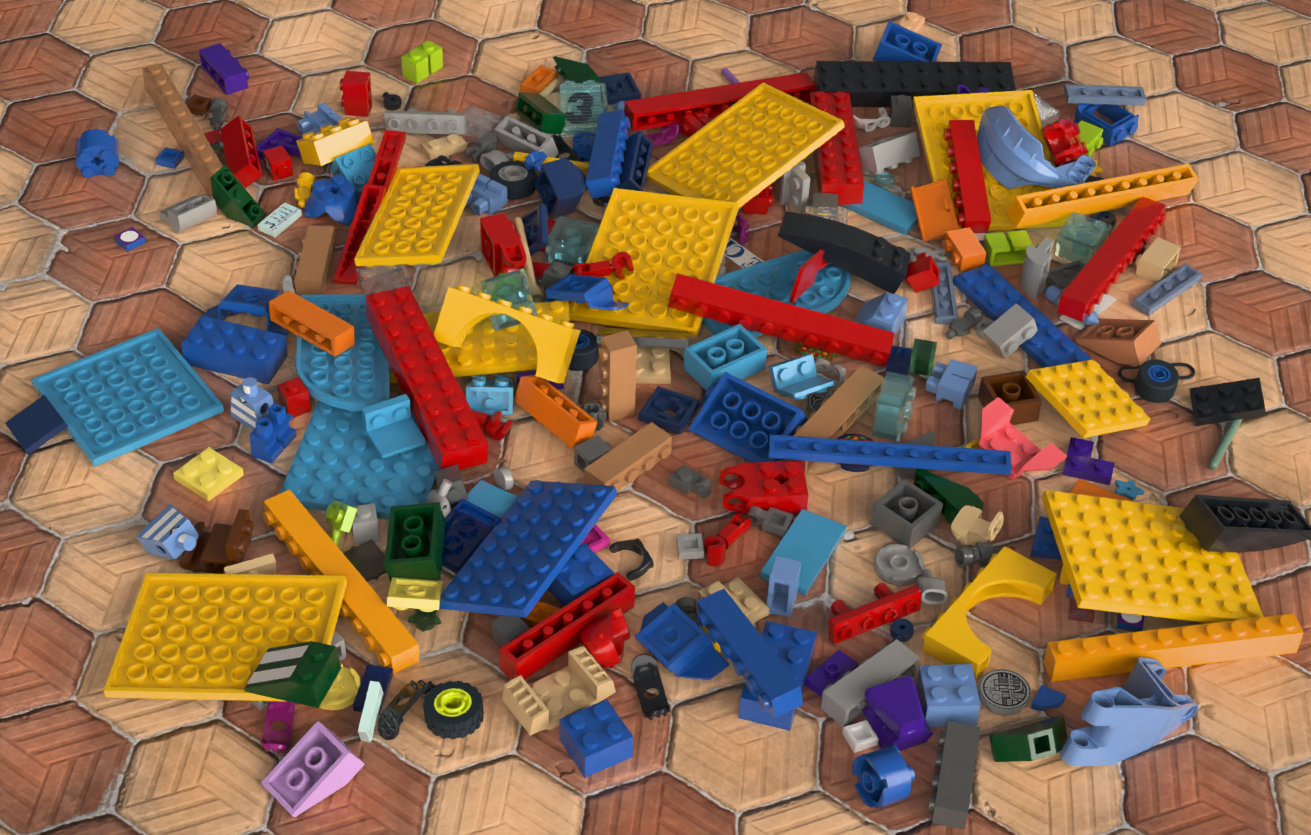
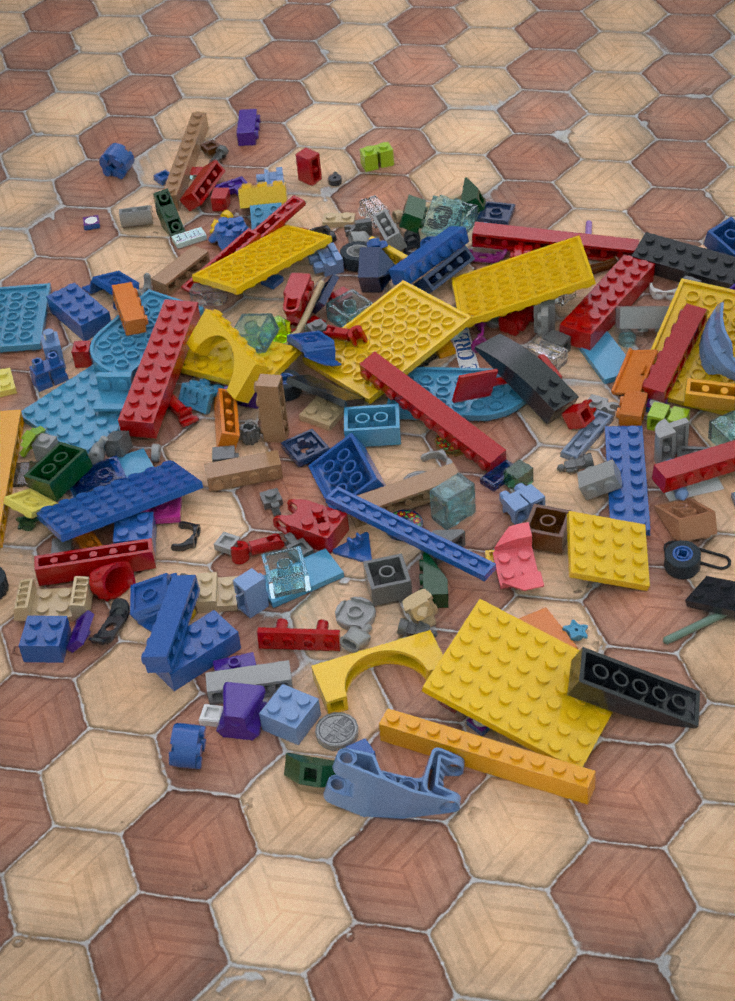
camera: 40 degrees right, 0 degrees up
(426, 122) = (336, 198): light grey plate -> none
(538, 80) = (447, 190): orange plate -> none
(628, 709) = (80, 631): none -> dark purple plate
(798, 377) = (410, 456): dark azure bracket -> none
(805, 542) = (285, 572): none -> clear light blue brick
(829, 497) = (355, 548): none -> blue piece
(884, 312) = (519, 438): medium blue slope -> none
(901, 630) = (309, 658): dark blue piece -> none
(955, 775) = (242, 769): dark grey brick -> none
(1082, 466) = (563, 598): dark purple plate -> none

